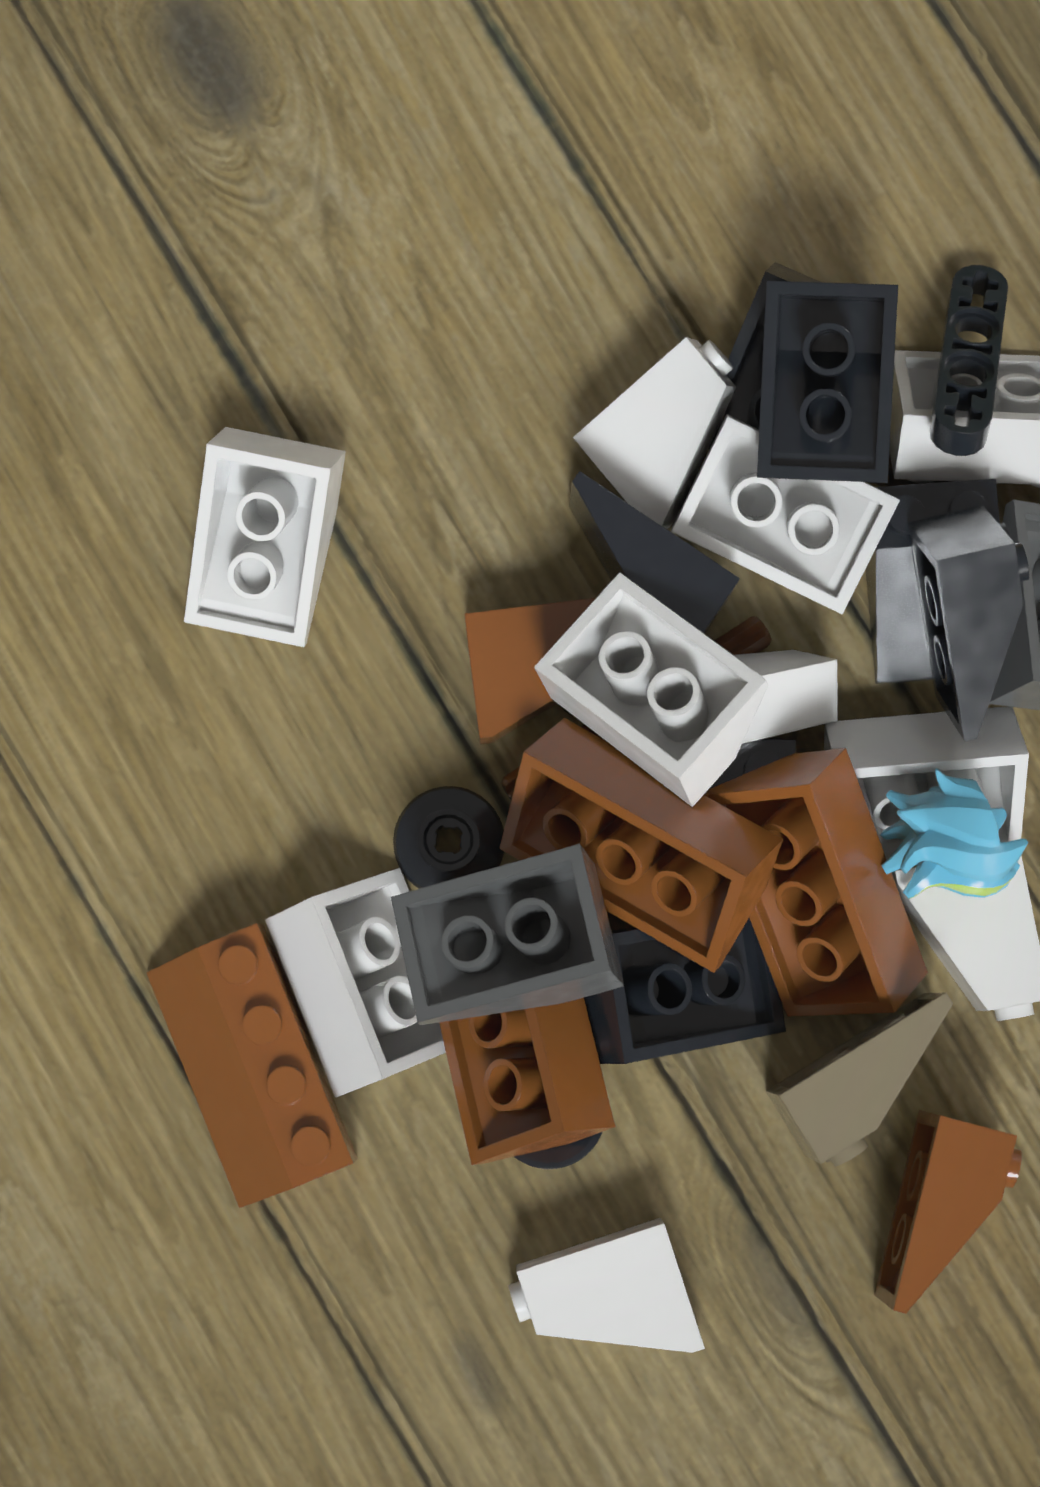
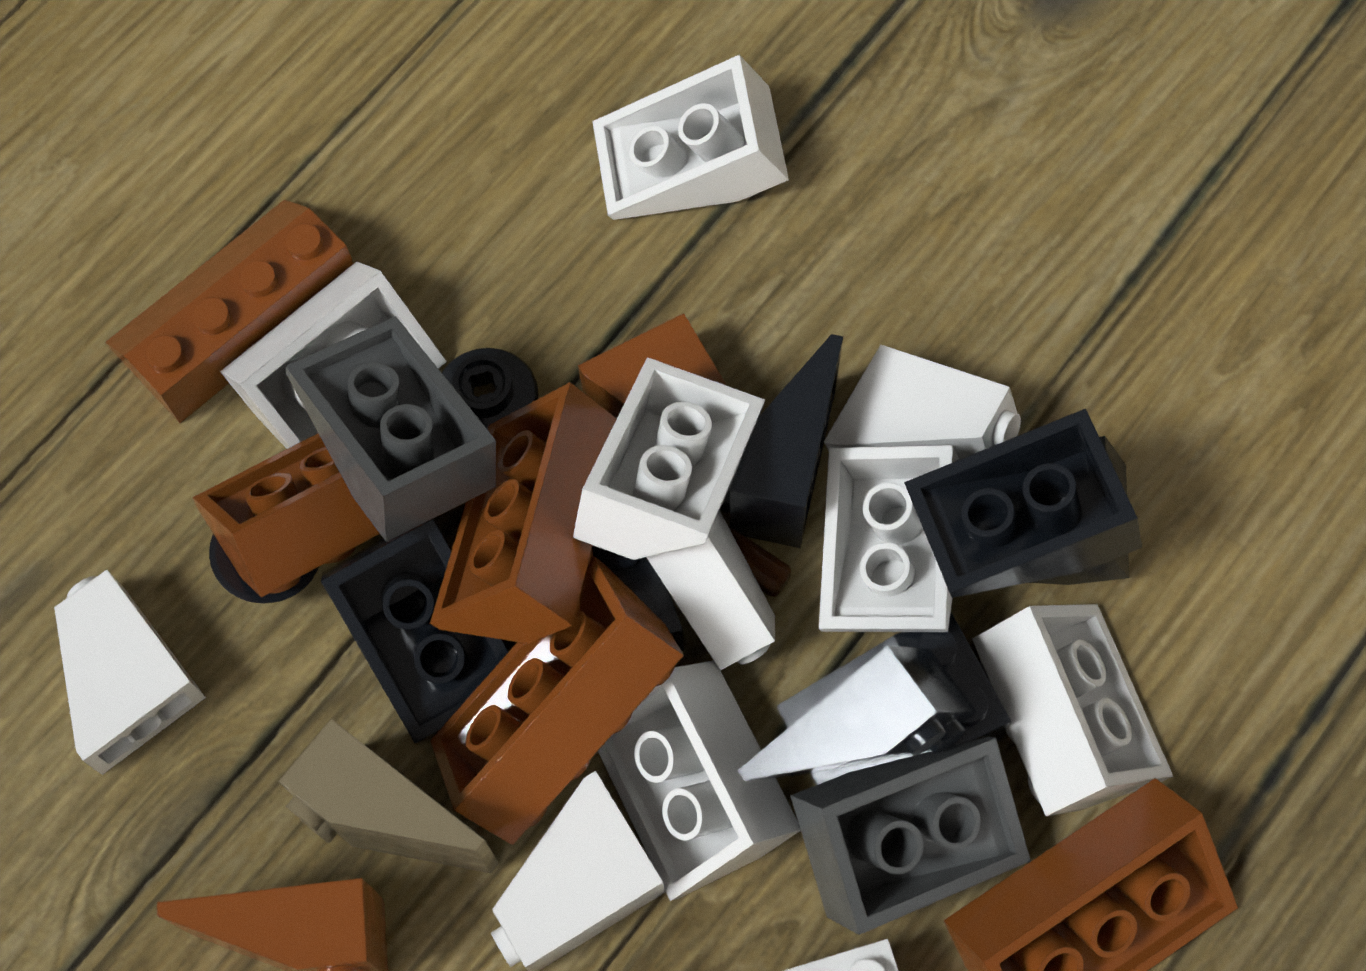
camera: 75 degrees right, 15 degrees down
(952, 840) = (638, 797): medium azure hair -> none
(969, 358) = (1112, 640): black beam -> none

